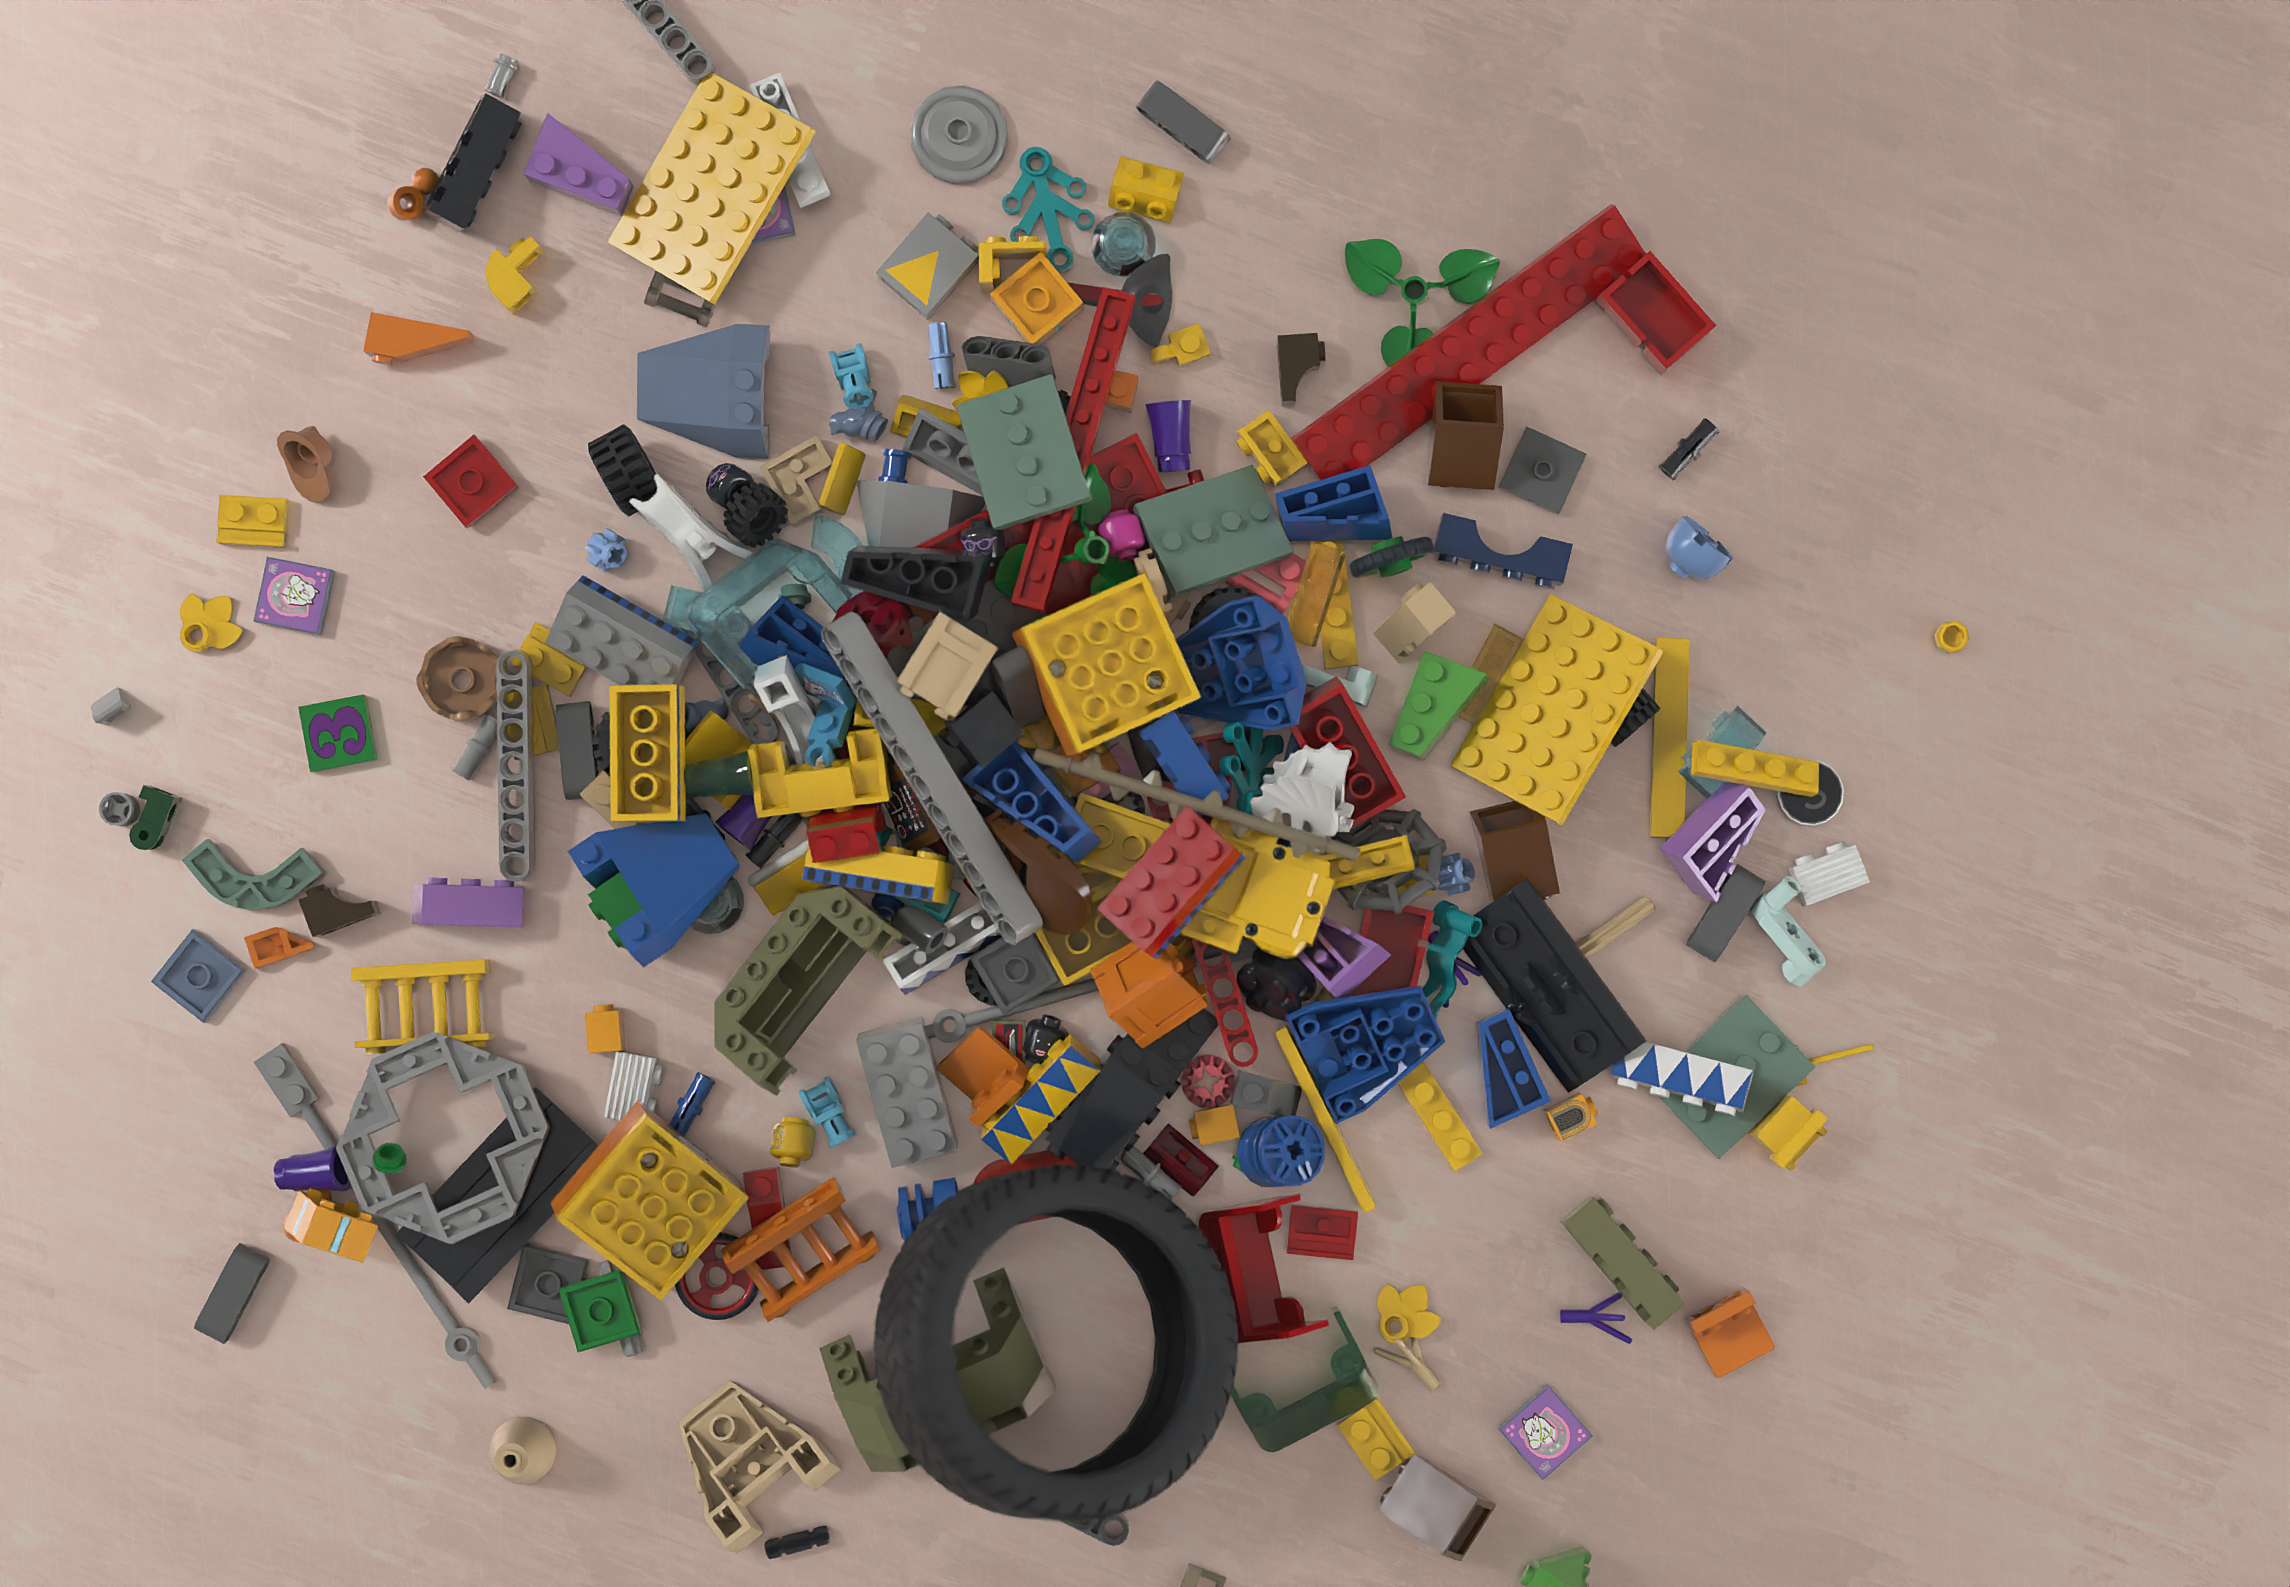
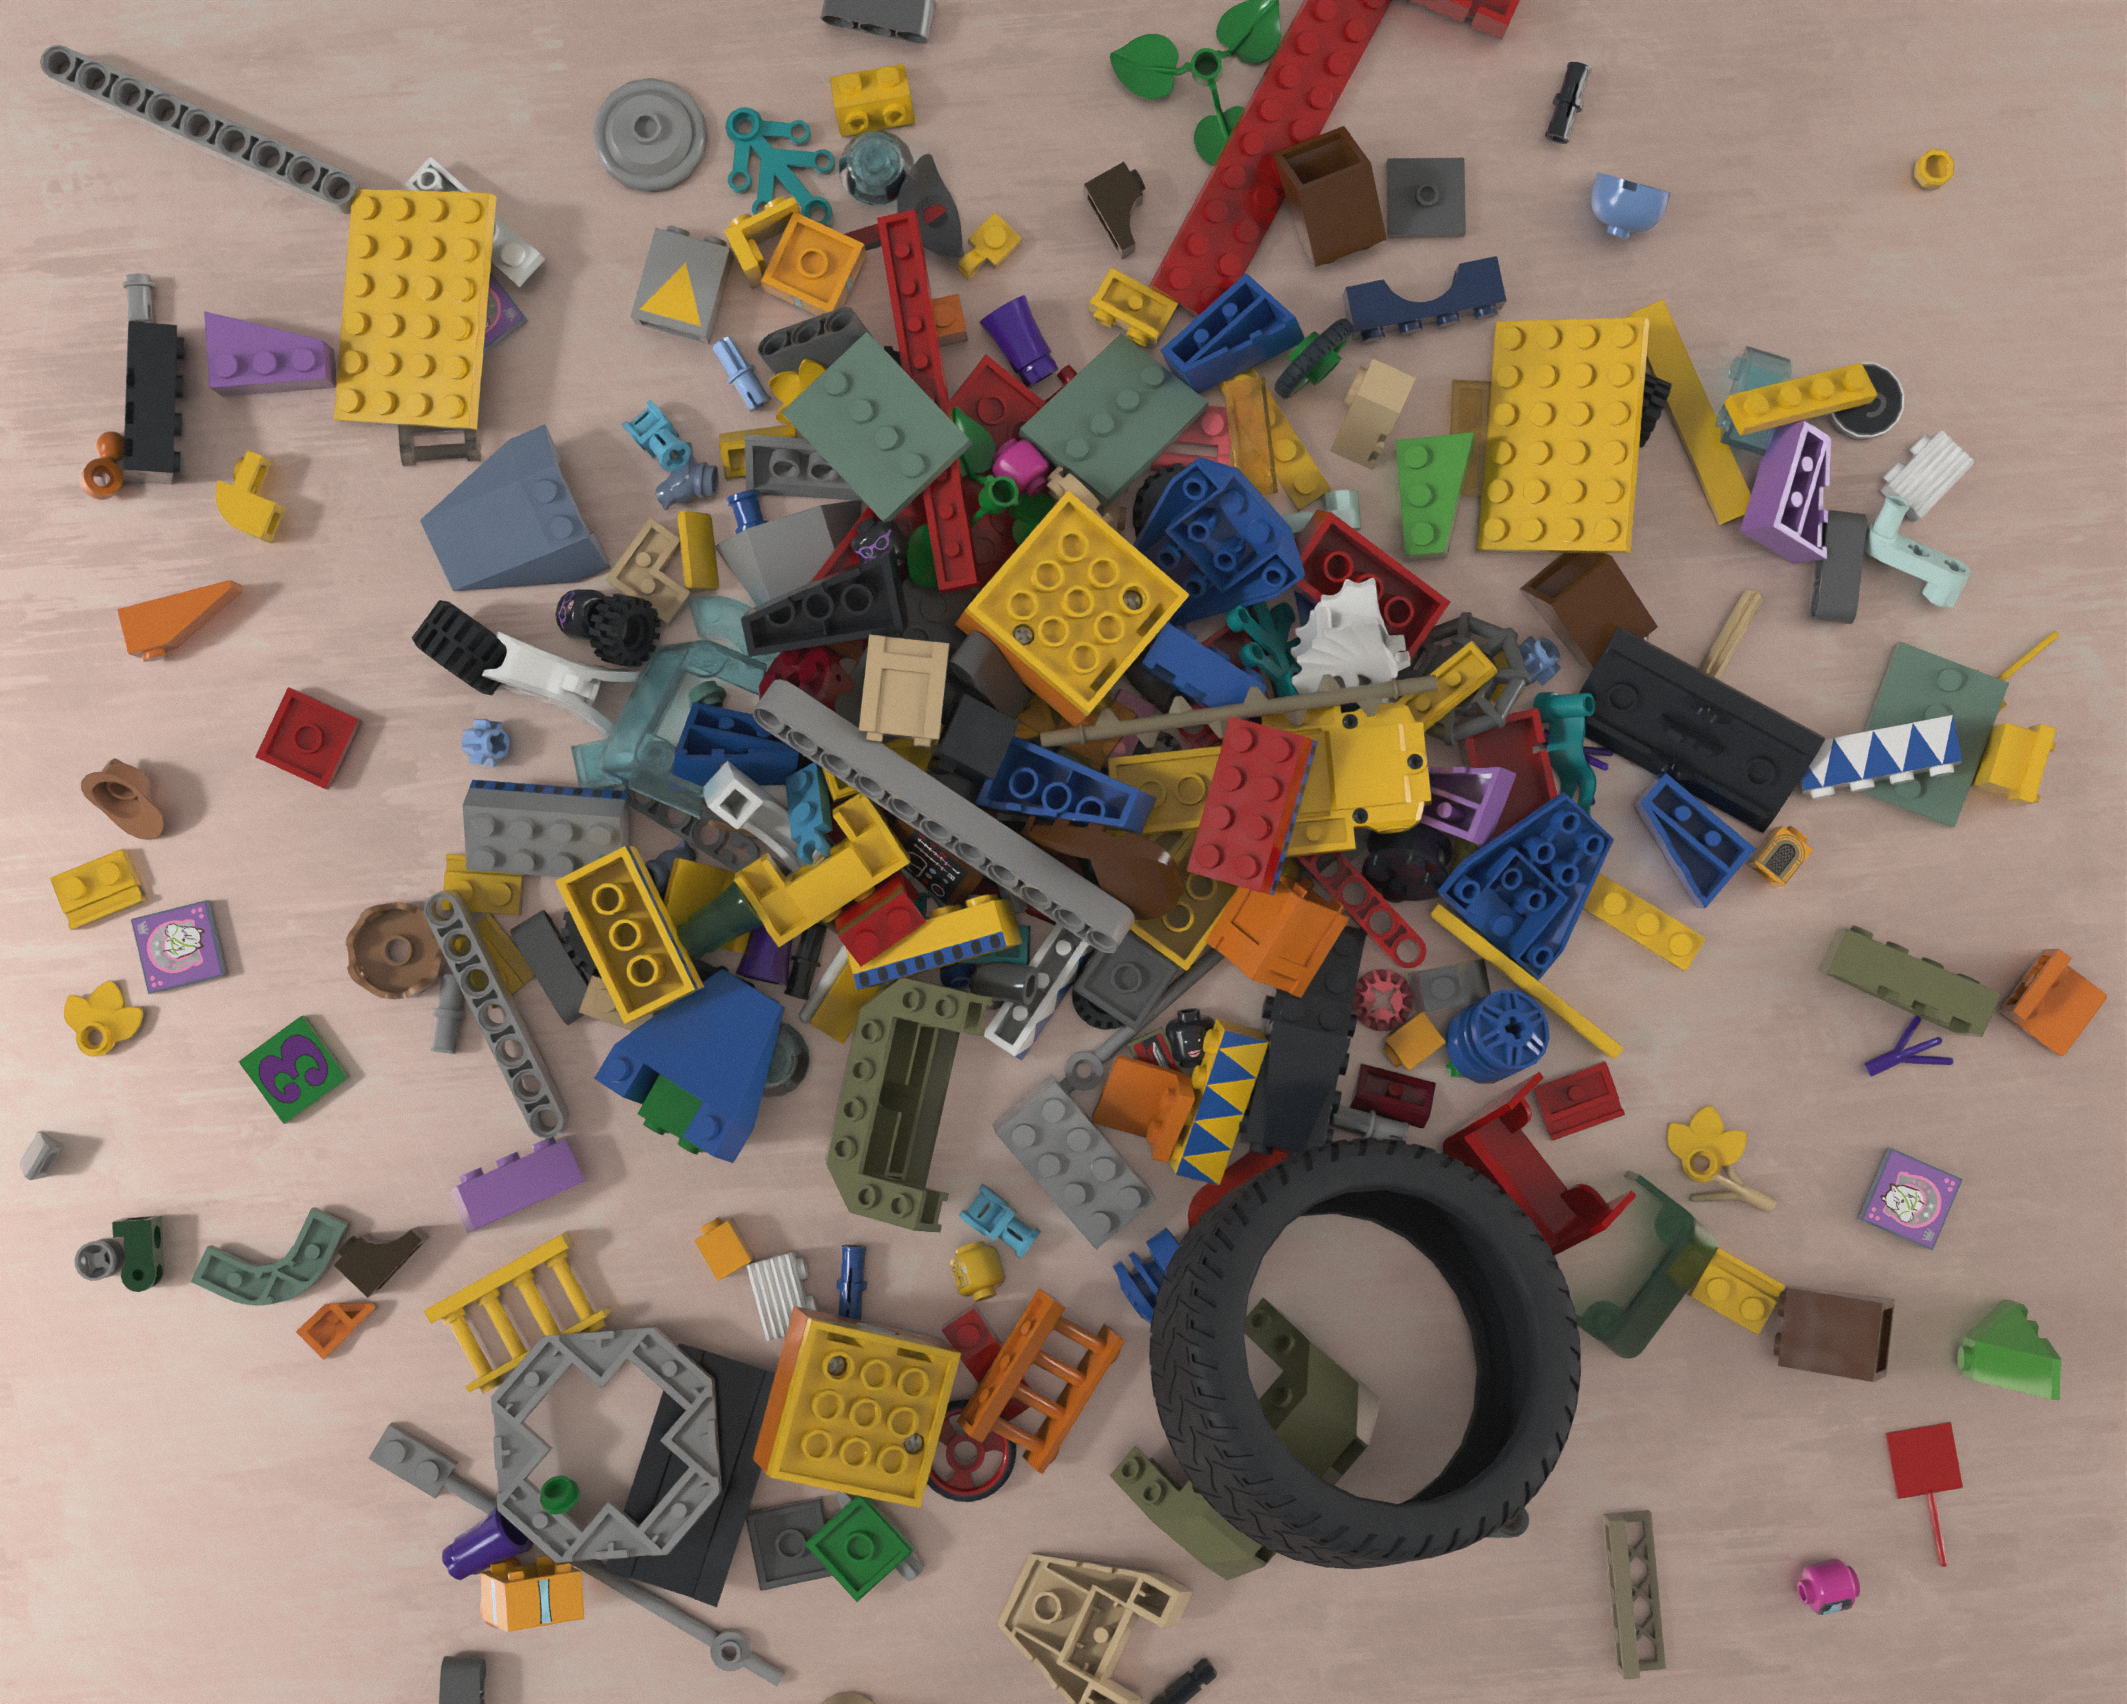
camera: 25 degrees left, 0 degrees up
(198, 975) = (267, 1394): sand blue tile -> none
(825, 686) = (784, 774): dark azure tile -> none

